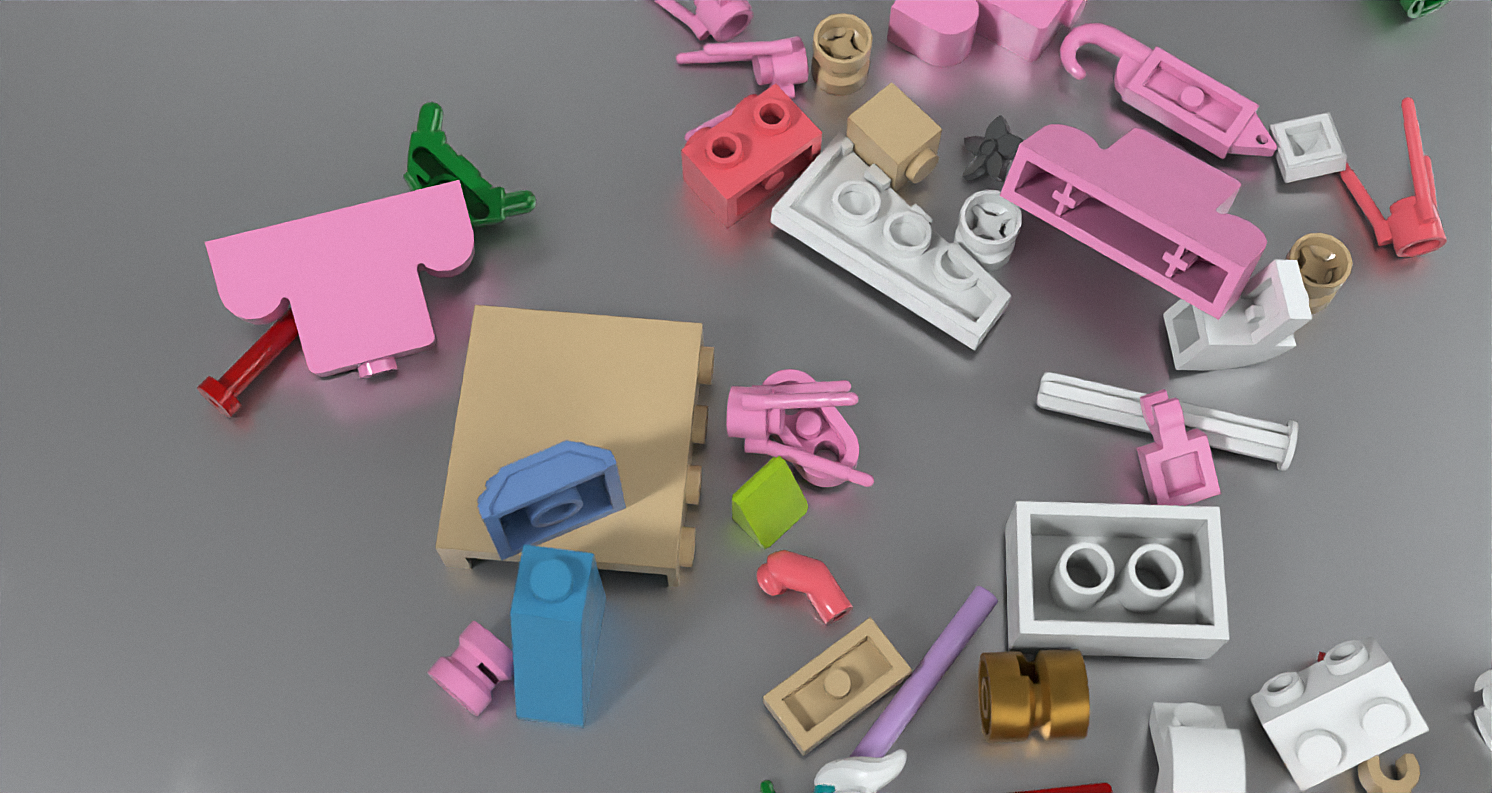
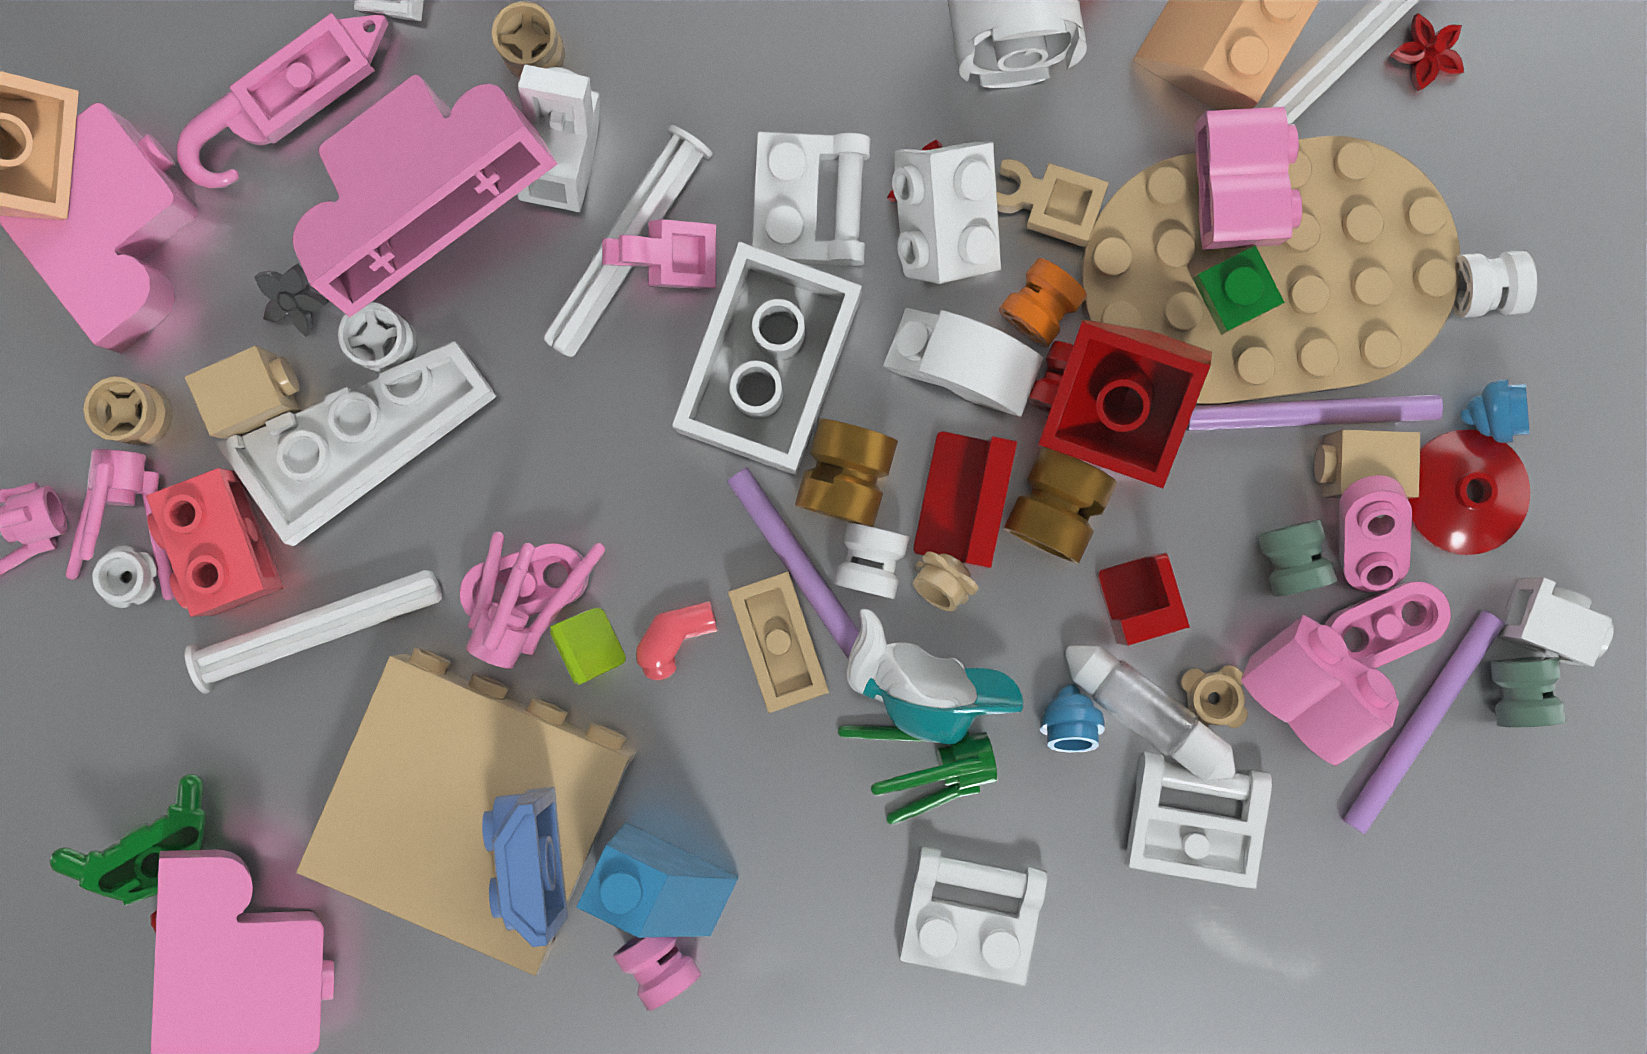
camera: 70 degrees left, 20 degrees up
(694, 83) = (109, 582): none -> white plate
(702, 259) = (310, 629): none -> white axle
(964, 743) = (874, 546): none -> white wheel
(1281, 556) = (789, 196): none -> white plate

